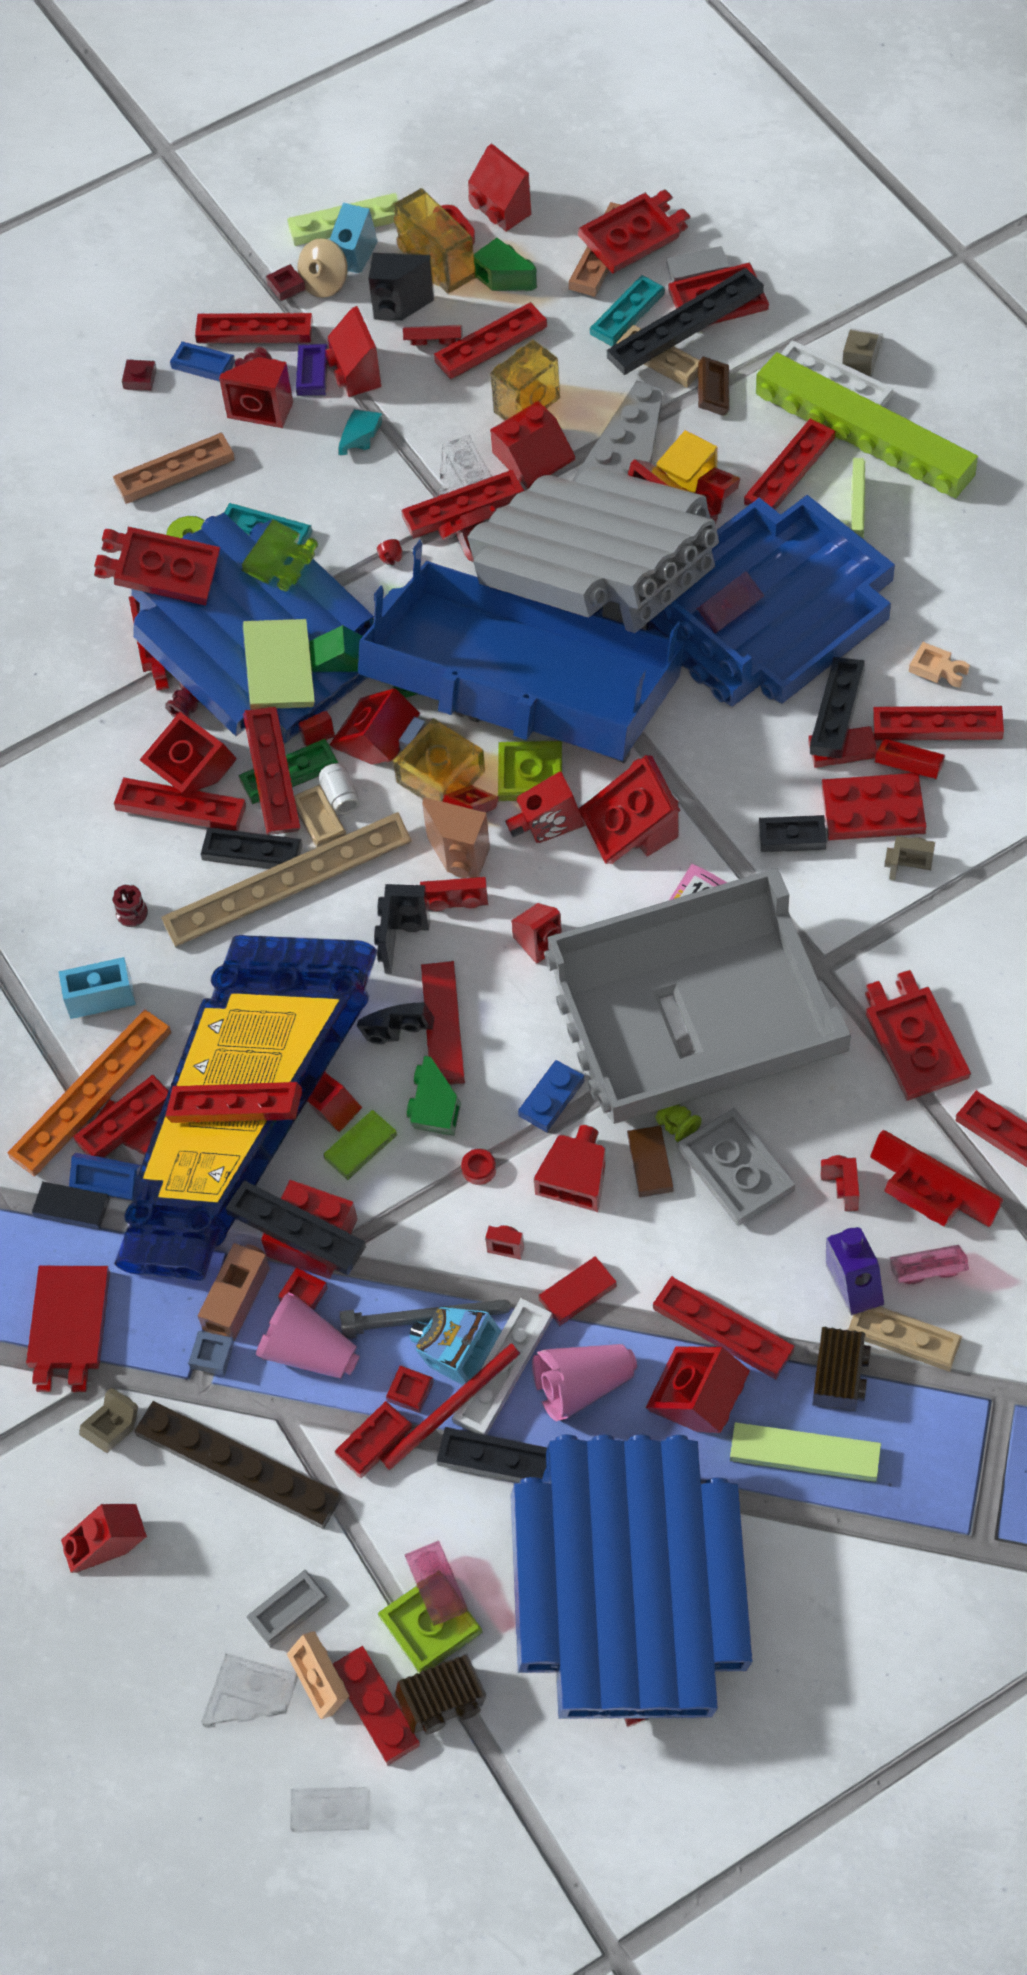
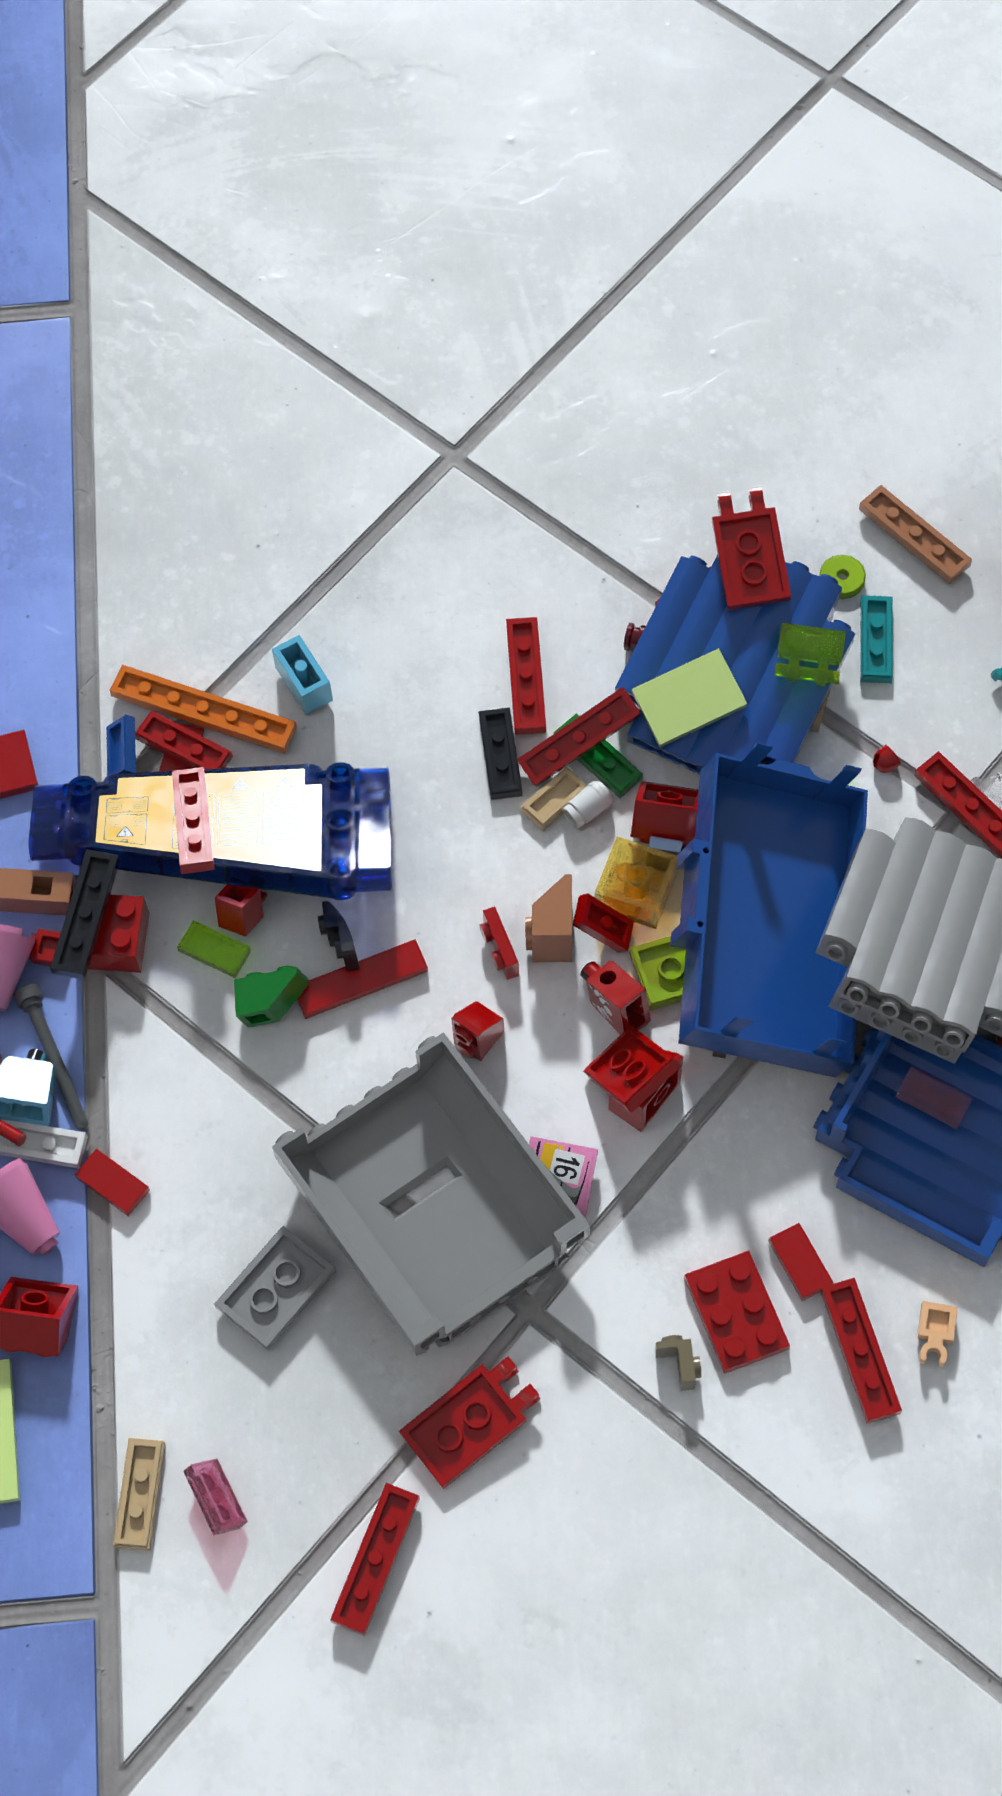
camera: 70 degrees right, 5 degrees up
(70, 1205) = (90, 734): black tile -> none
(125, 908) = (402, 672): dark red bush -> none
(188, 756) = (574, 662): red slope -> none
(286, 879) = (474, 794): tan tile -> none
(316, 728) = (648, 762): red tile -> none
(335, 651) = (723, 738): green slope -> none
(401, 909) = (439, 894): black bracket -> none
(464, 526) = (937, 815): red tile -> none
(478, 1166) = (218, 1057): red tile -> none
(504, 1241) = (141, 1102): red plate -> none
(551, 1096) = (309, 1098): blue plate -> none
(573, 1170) = (230, 1141): red torso -> none
(650, 1161) = (263, 1207): reddish brown tile -> none
(678, 1121) = (305, 1224): lime bush -> none
(723, 1327) = (102, 1322): red plate -> none
(792, 833) = (672, 1238): black plate -> none
(837, 707) = (839, 1240): black plate -> none
(839, 1369) = (82, 1440): dark brown brick -> none
(846, 1176) = (284, 1397): red bracket -> none
(852, 1257) = (184, 1421): dark purple torso -> none
(910, 758) = (804, 1333): red tile -> none
(931, 1185) = (297, 1475): red bracket -> none

